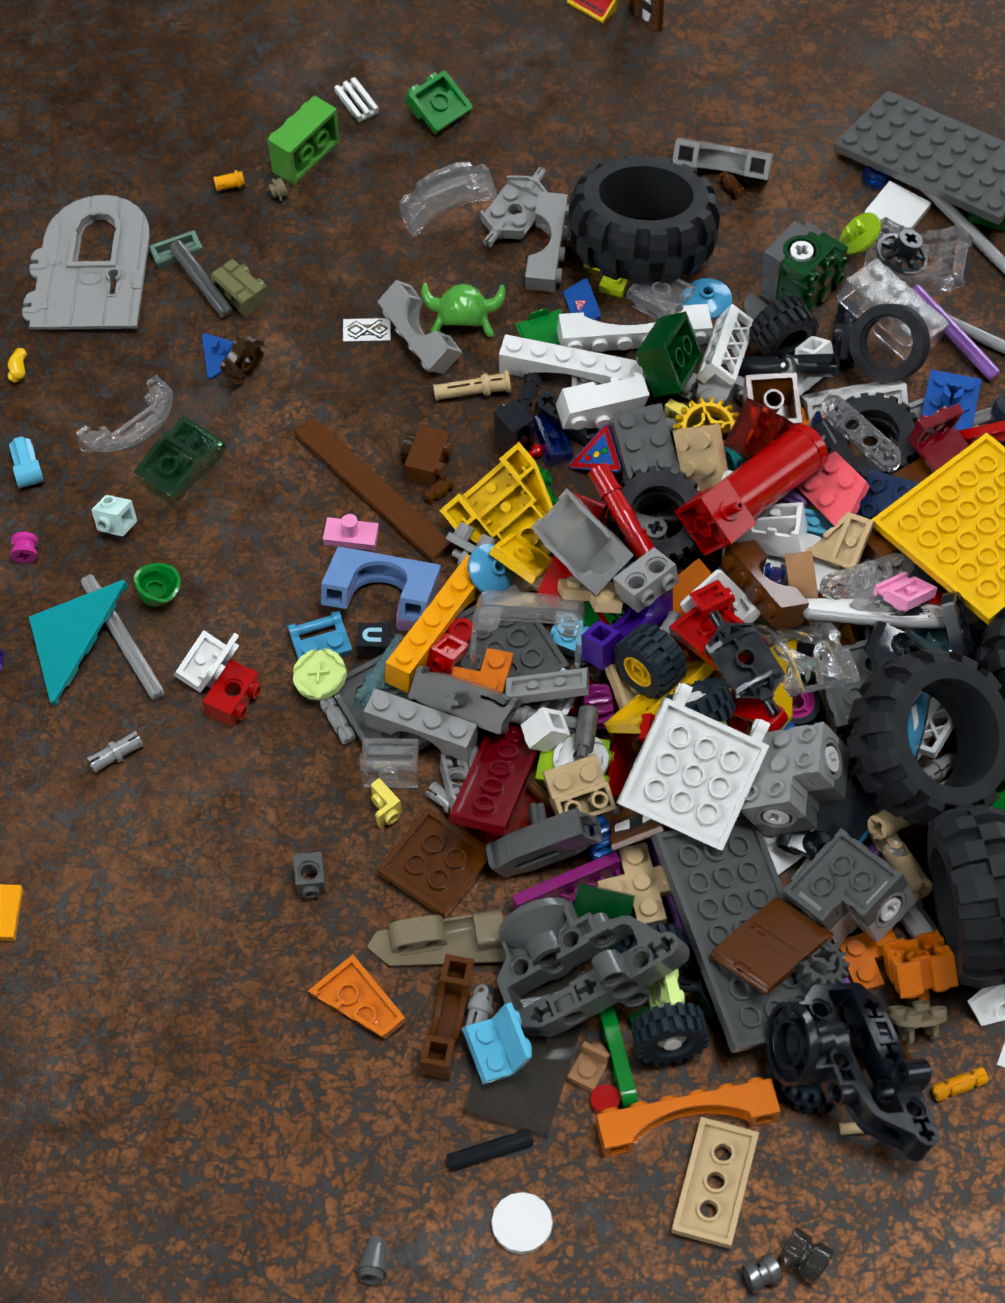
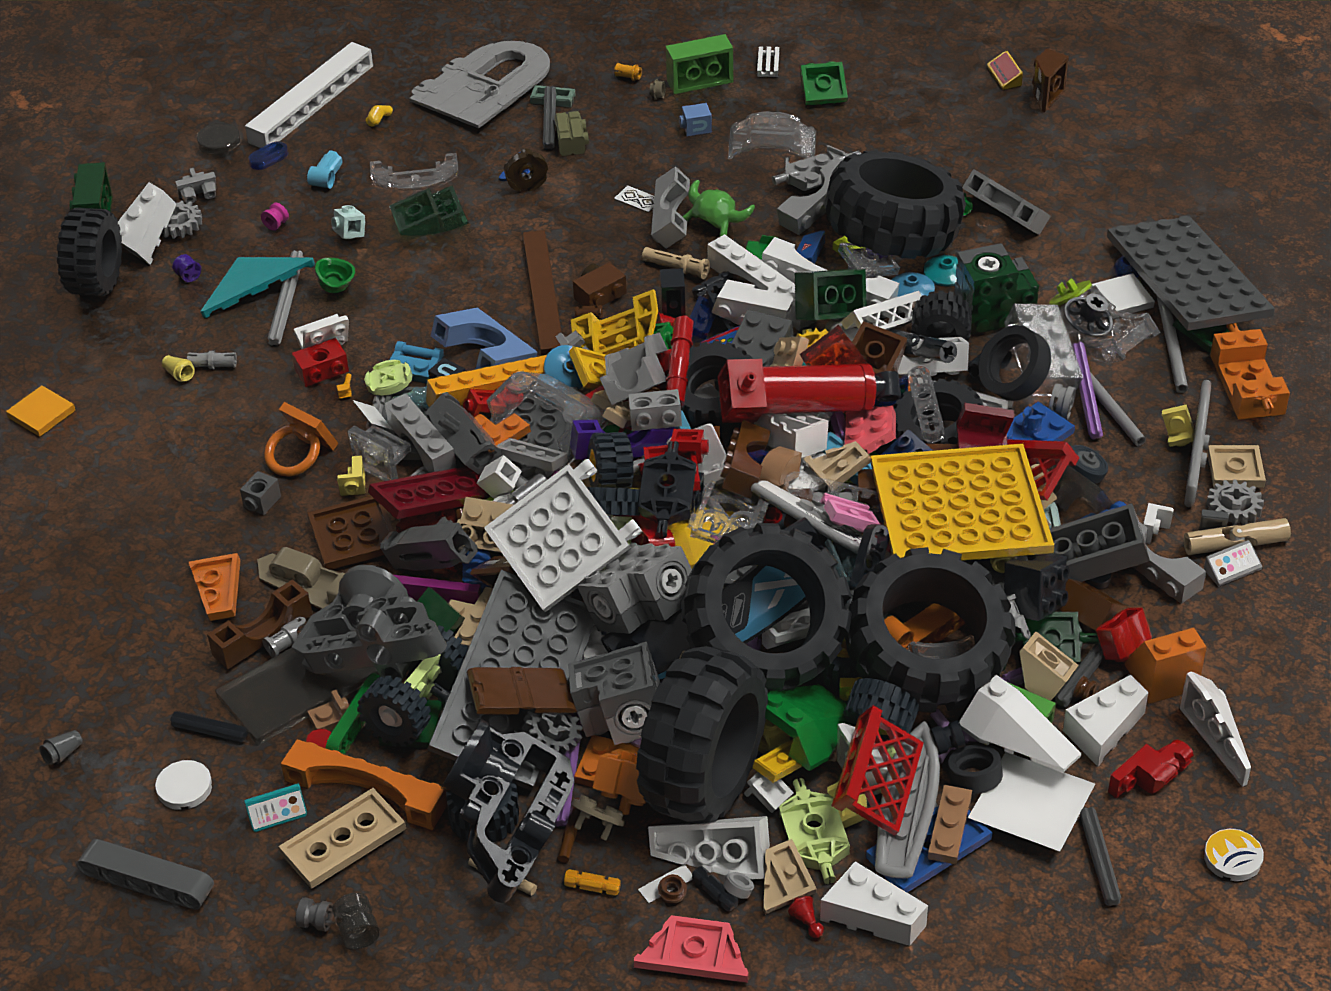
camera: 35 degrees right, 15 degrees down
(90, 781) = (179, 368): none -> light yellow cone
(281, 710) = (344, 389): none -> light orange hand
(297, 780) = (305, 428): none -> orange tile
(348, 726) = (372, 415): none -> white sticker
(350, 207) = (696, 119): none -> medium blue brick
(350, 533) = (501, 310): bright pink tile -> none
(498, 1045) = (268, 657): medium azure bracket -> none
(631, 1193) = (276, 807): none -> slope
(725, 263) = (942, 270): none -> teal dish
(731, 184) = (1001, 224): reddish brown piece -> none
(945, 356) = (1062, 400): none -> light grey wheel

